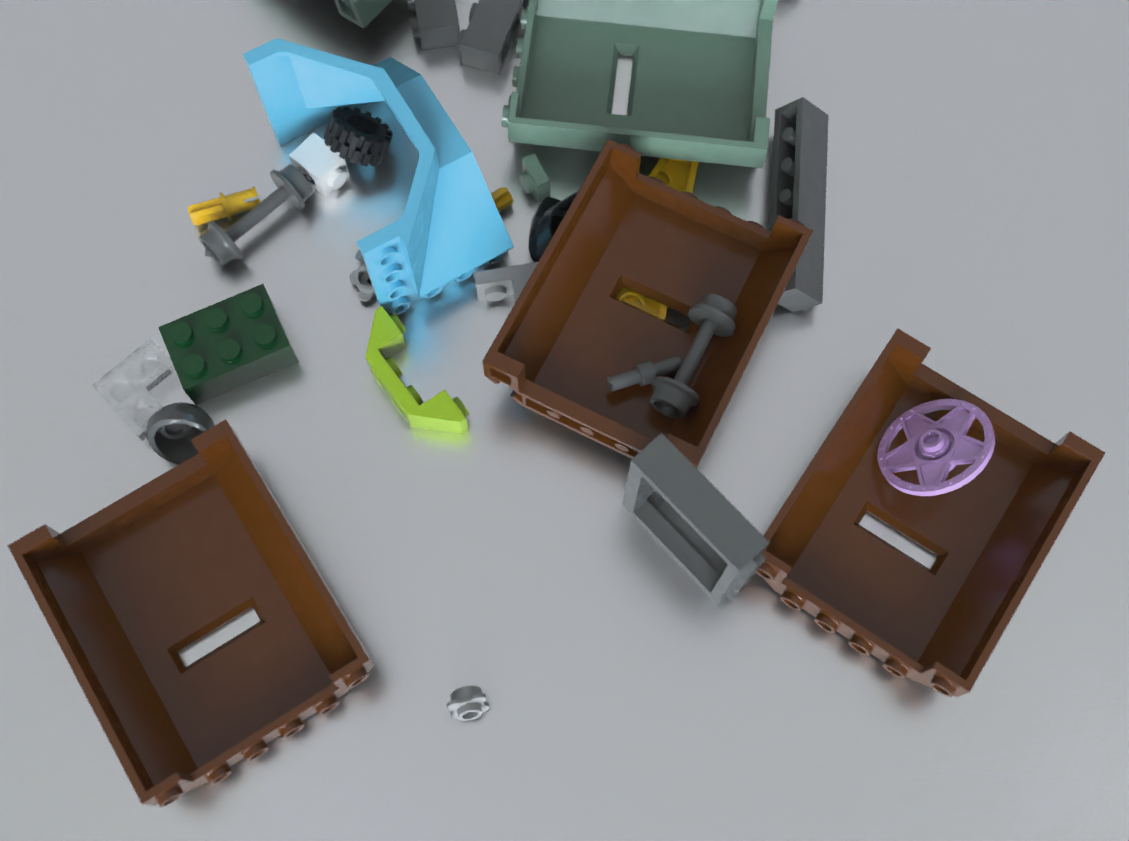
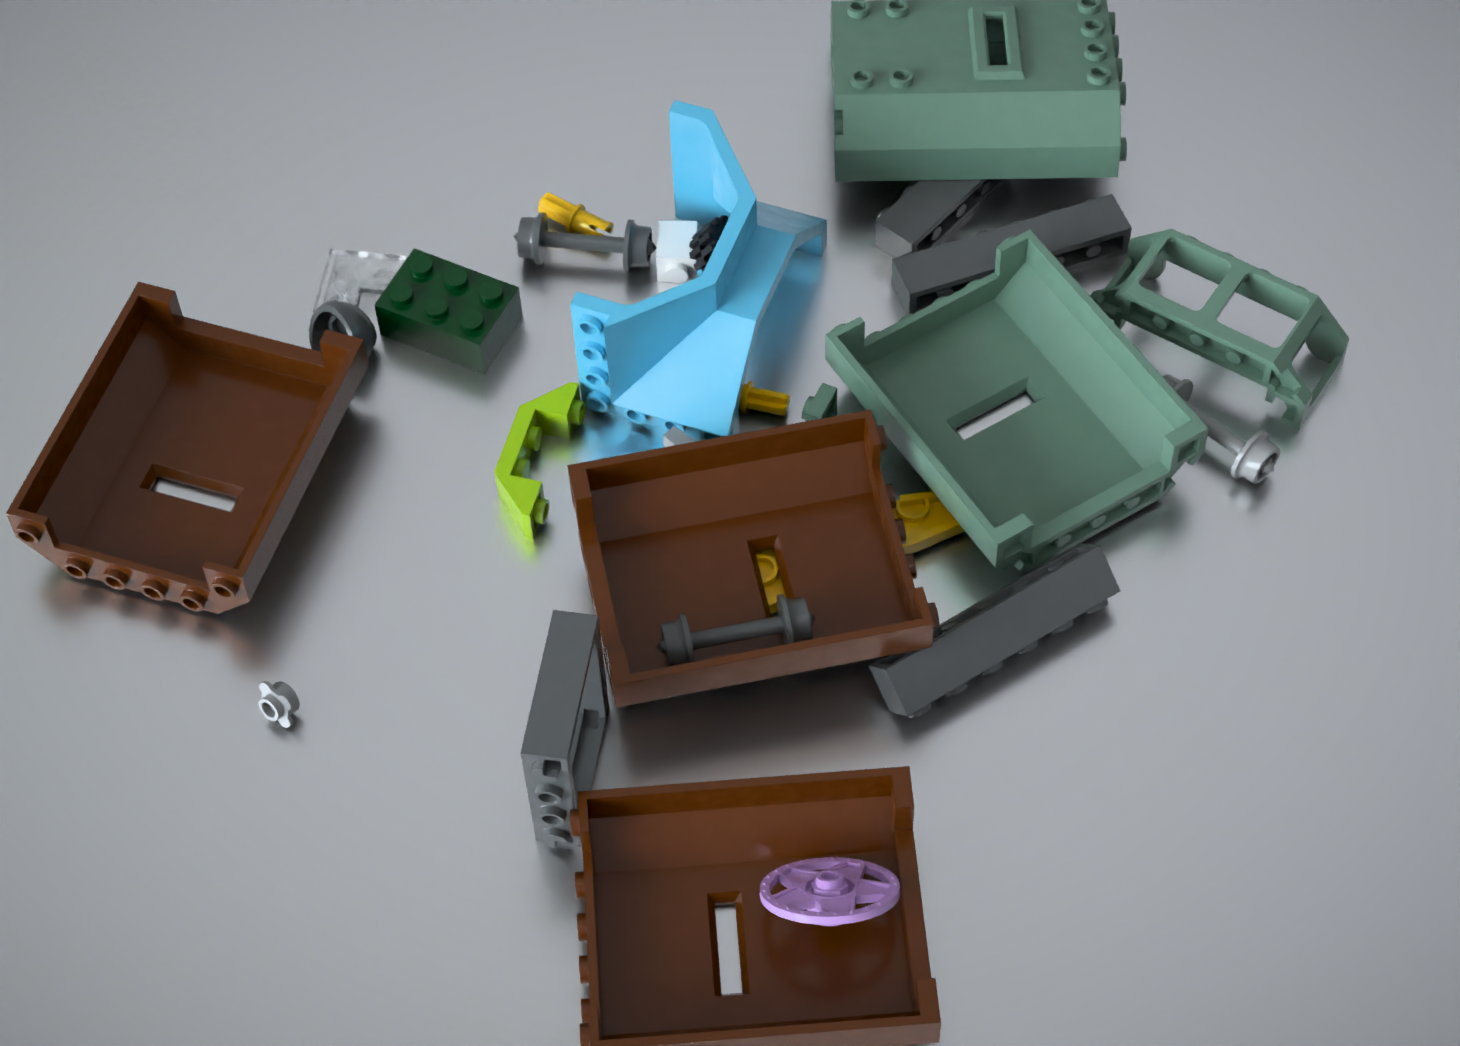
camera: 55 degrees right, 15 degrees down
(644, 373) = (684, 604): dark grey bar -> none

